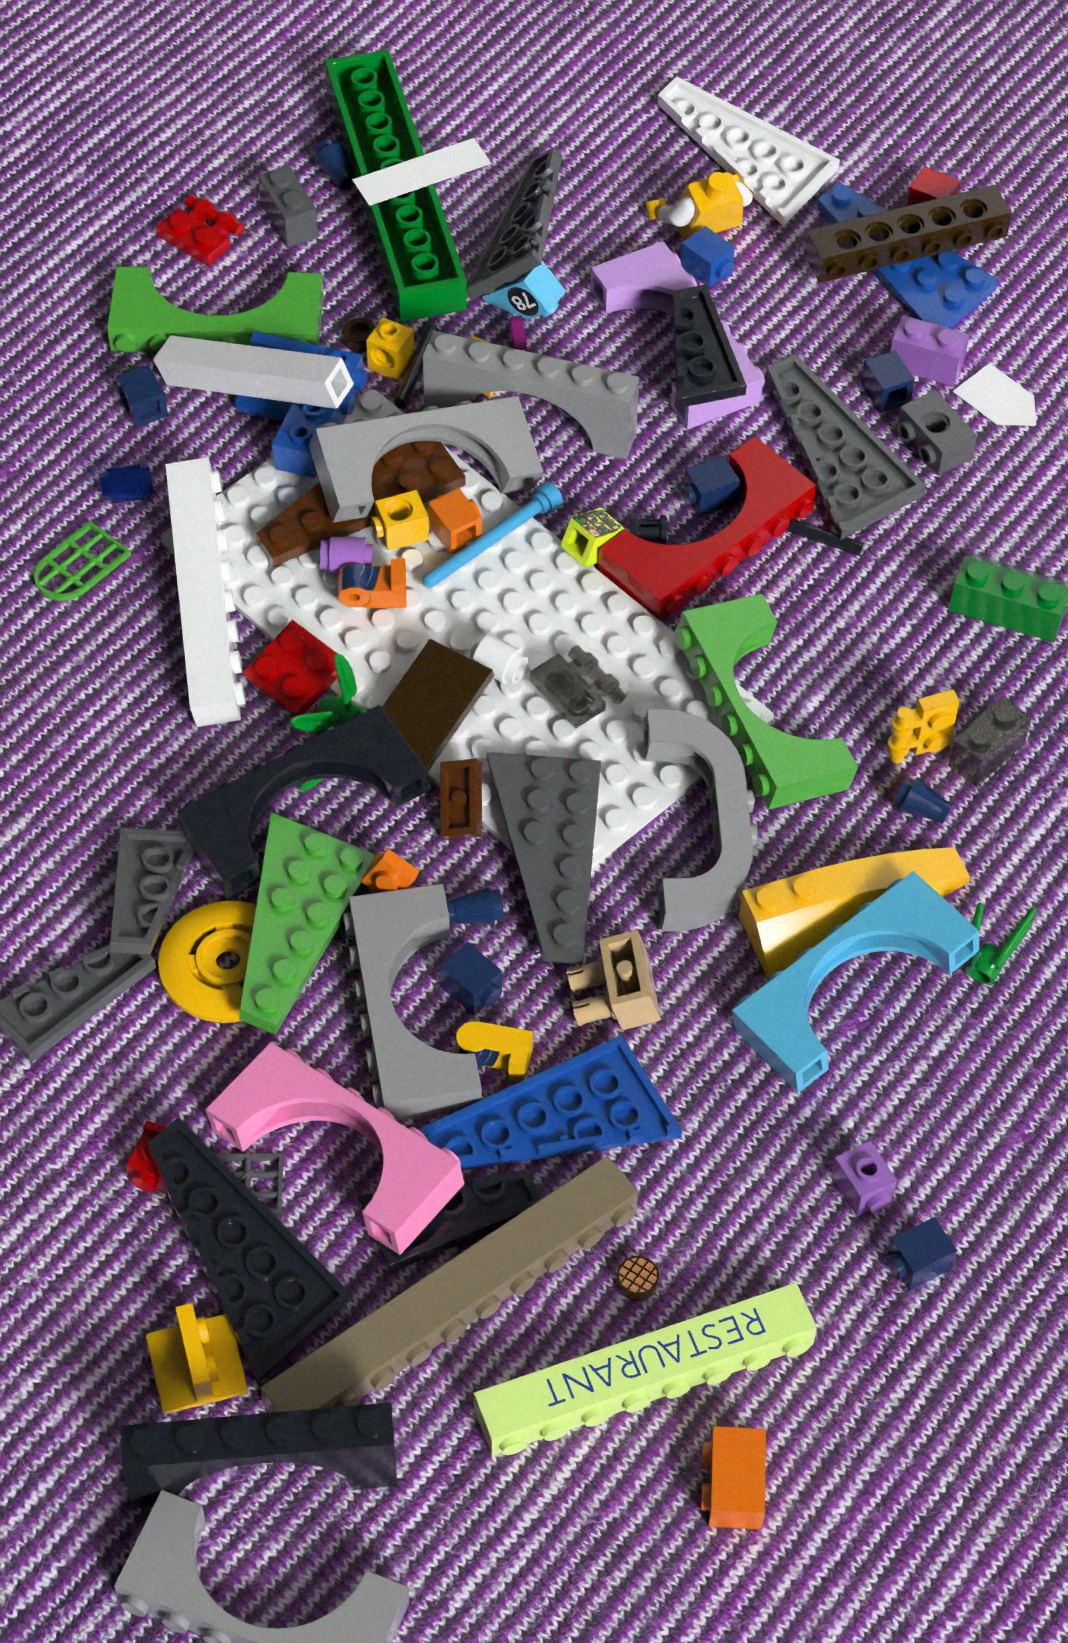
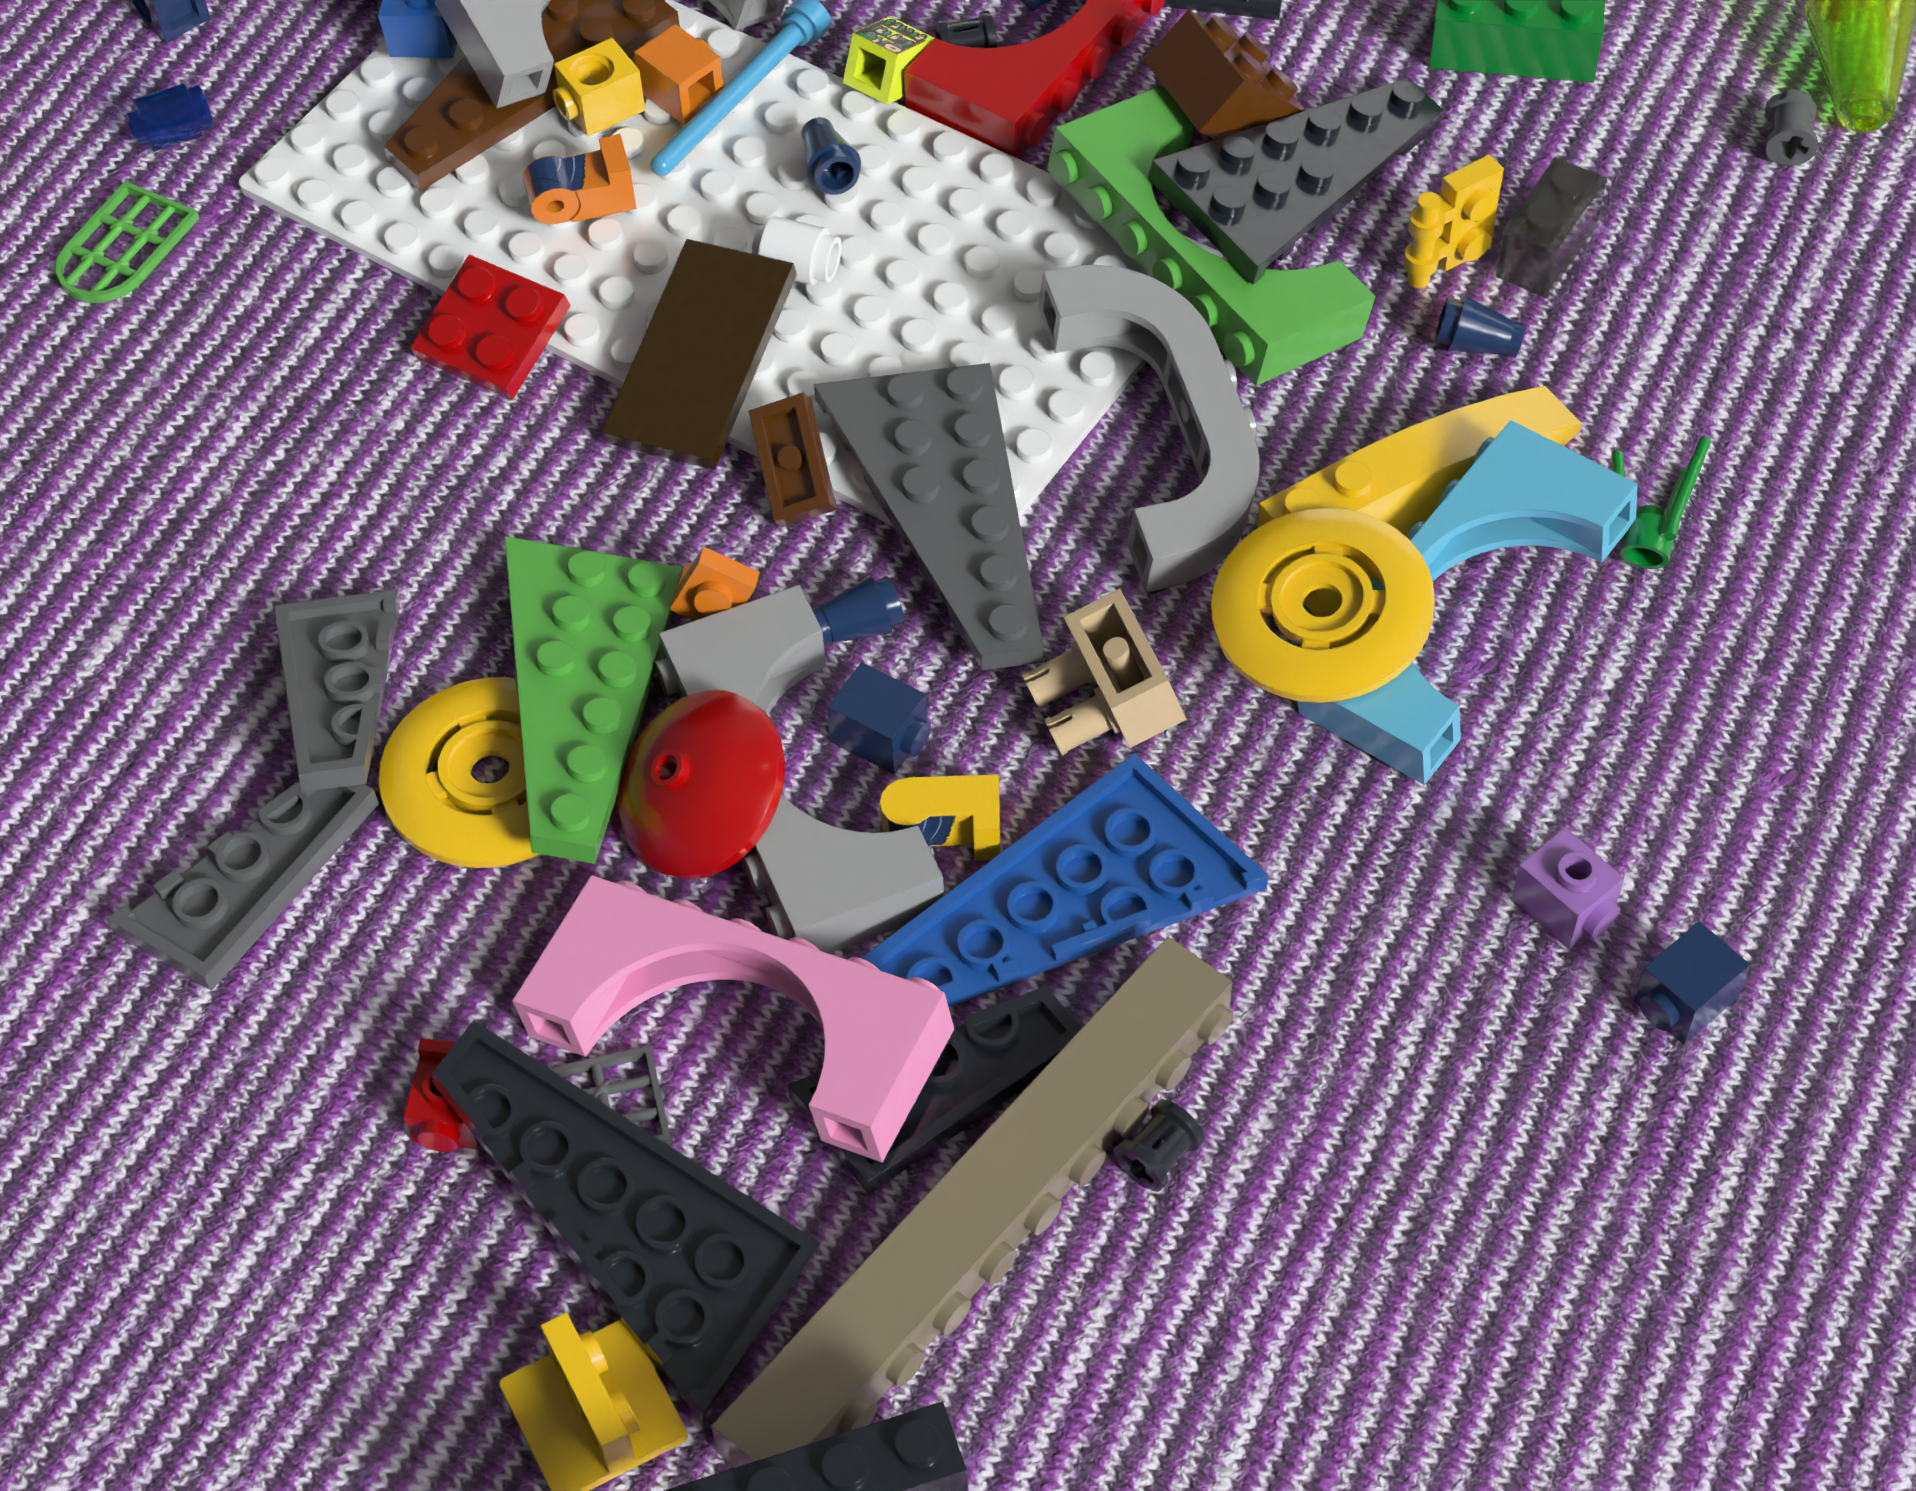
camera: 10 degrees left, 0 degrees up
(203, 592) = (324, 247): white brick -> none
(332, 710) = (573, 380): green plant -> none
(345, 551) = (523, 143): medium lavender brick -> none
(351, 998) = (701, 784): none -> red dish
(359, 750) = (620, 416): black arch -> none
(536, 599) = (829, 158): none -> dark blue cone
(569, 1281) = (1167, 1124): none -> black bush
(570, 692) = (915, 276): clear smoke plate -> none
(637, 1278) = (1263, 1117): tile -> none
(644, 1370) = (1315, 1260): yellowish green brick -> none
(736, 1477) = (1514, 1397): orange brick -> none
(767, 999) = (1343, 653): none -> yellow piece
(803, 602) = (1221, 77): none -> reddish brown brick
(826, 672) = (1293, 174): none -> wing

